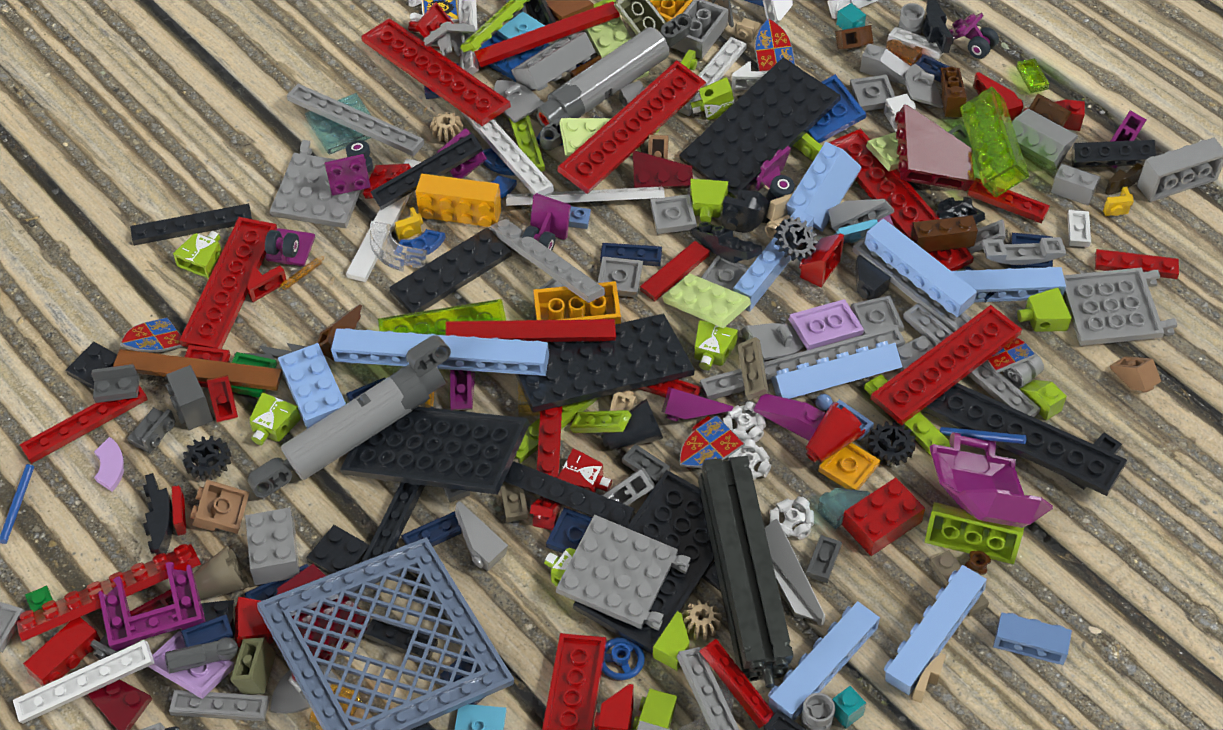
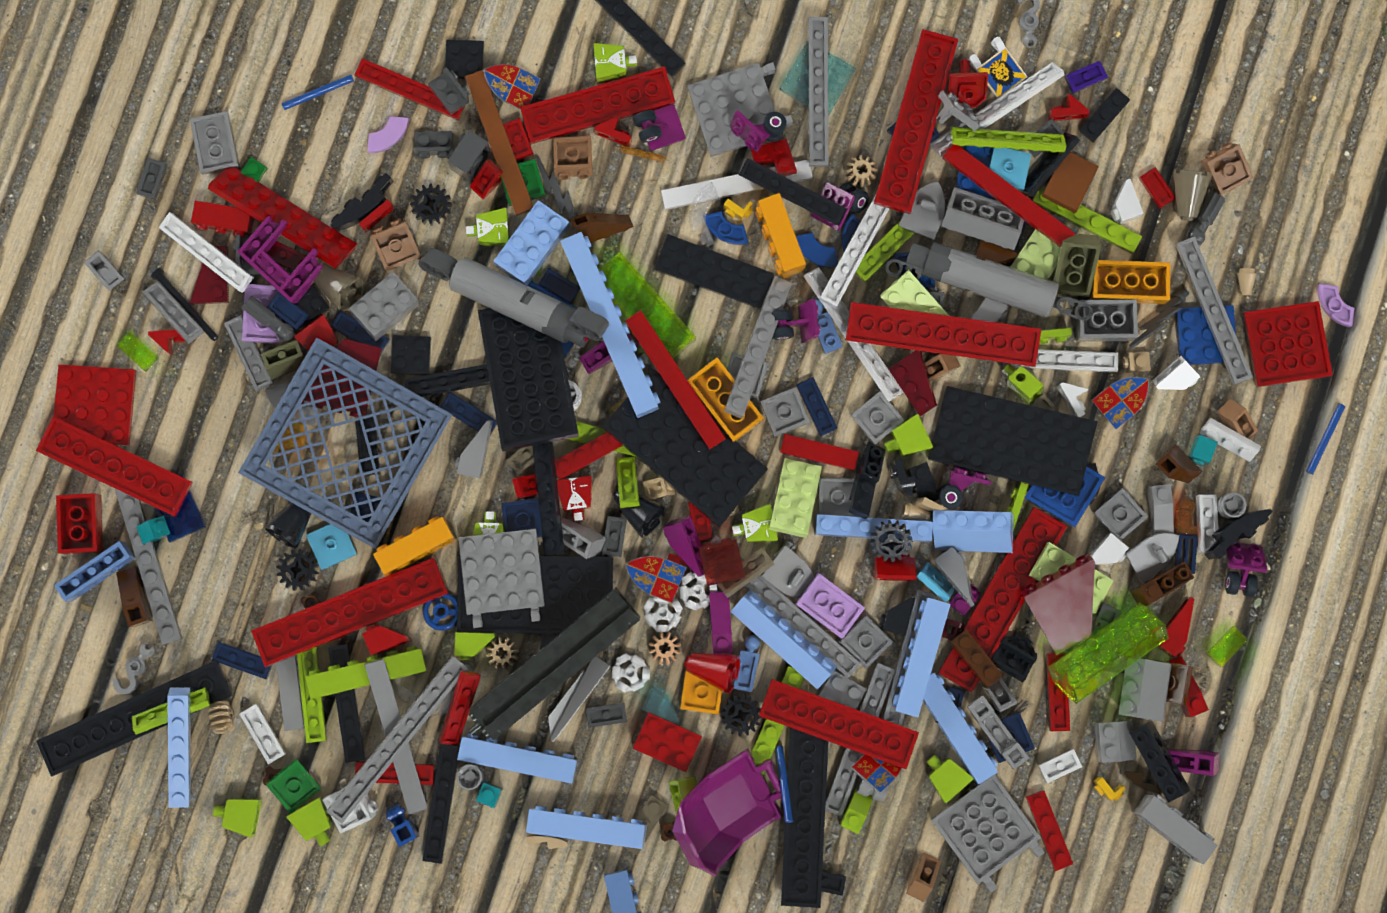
camera: 55 degrees right, 30 degrees up
(260, 322) = (573, 157): none -> medium nougat plate
(536, 639) = (414, 546): none -> light orange brick
(730, 378) = (721, 561): none -> clear red plate
(785, 474) = (668, 653): none -> light nougat gear

